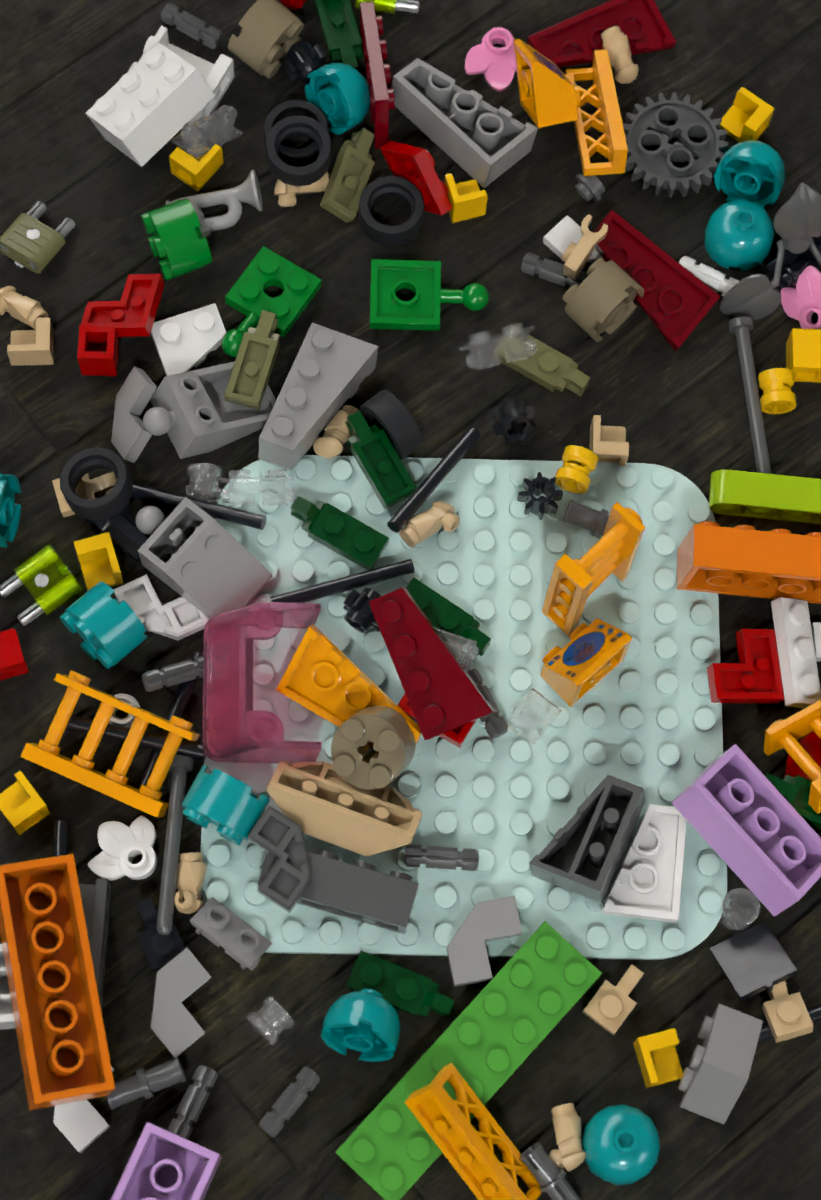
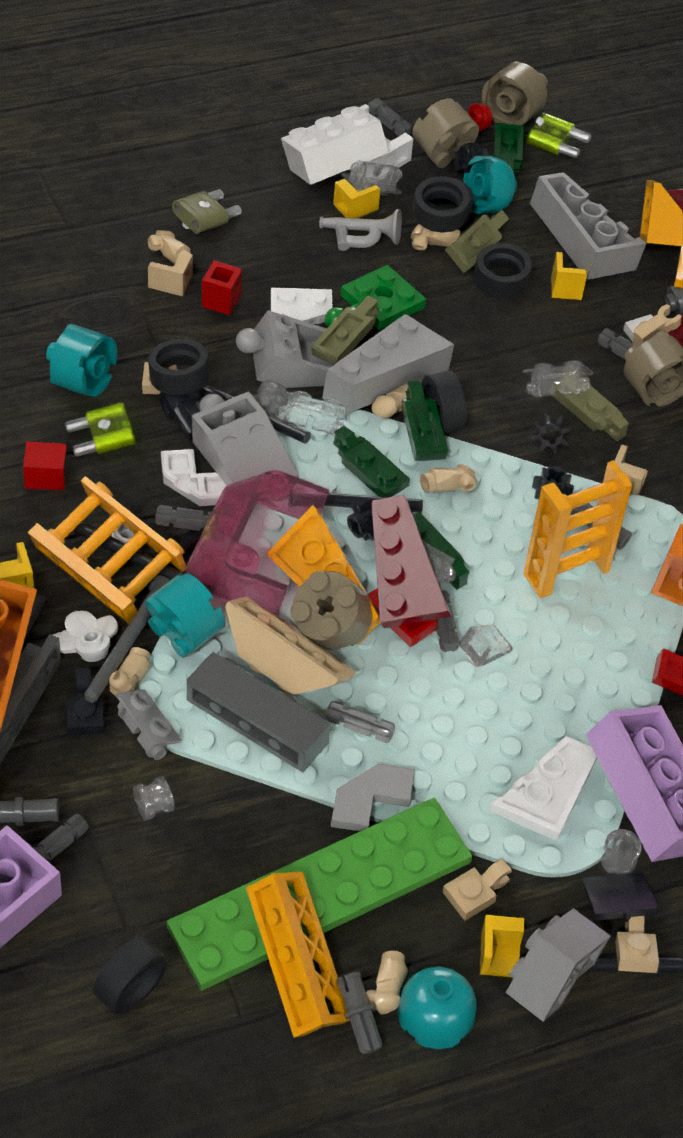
camera: 20 degrees right, 20 degrees down
(98, 560) = (157, 427): yellow panel -> none
(105, 625) = (141, 464): teal brick -> none
(128, 428) = (225, 346): light grey tile -> none
(134, 312) = (266, 271): red plate -> none
(172, 986) = (80, 742): light grey tile -> none
(176, 238) = (317, 234): green brick -> none
(289, 1101) = (143, 870): dark grey axle -> none
(291, 872) = (224, 656): dark grey tile -> none
(363, 1024) = (233, 826): teal cylinder -> none
(377, 73) = (526, 181): dark red wing -> none
(399, 986) = (279, 814): dark green hinge -> none
(418, 167) = (535, 241): red plate -> none
(424, 308) = (504, 341): green plate -> none
(433, 480) = (464, 451): black bar -> none
(494, 62) = (627, 201): bright pink plate -> none
(576, 469) = (590, 474): yellow wheel -> none
(585, 659) = (548, 612): light orange slope -> none
(593, 841) = (503, 746): dark grey wedge -> none

